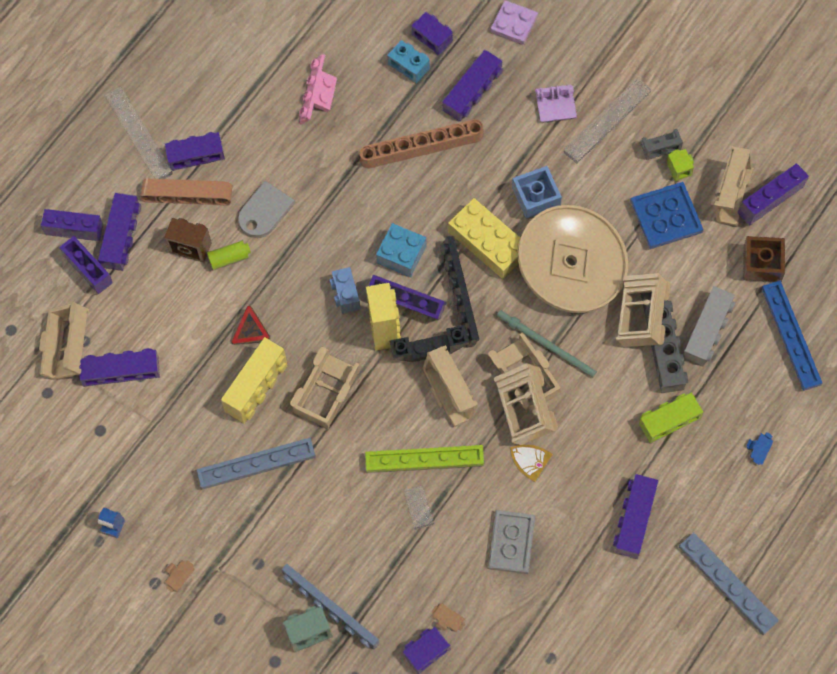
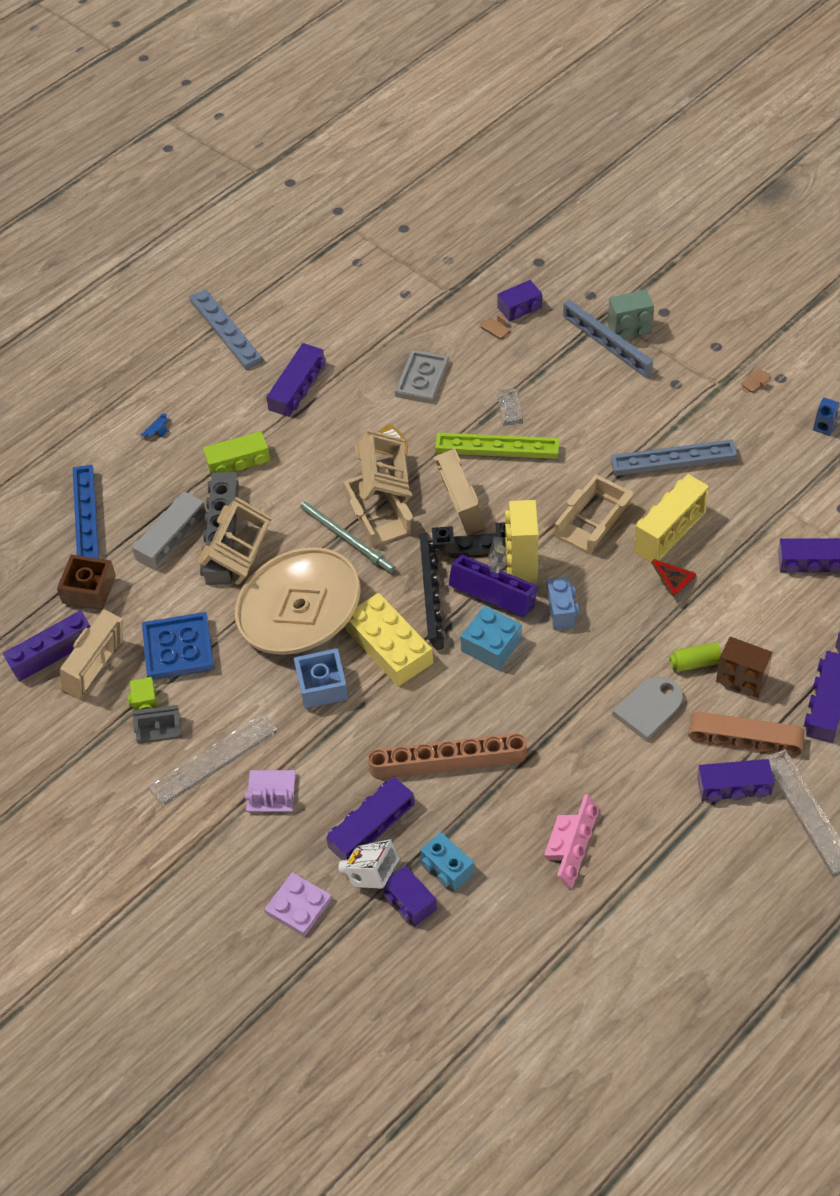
camera: 170 degrees left, 15 degrees down
(405, 310) = (497, 555): none -> clear plate
(464, 43) = (370, 864): none -> white torso

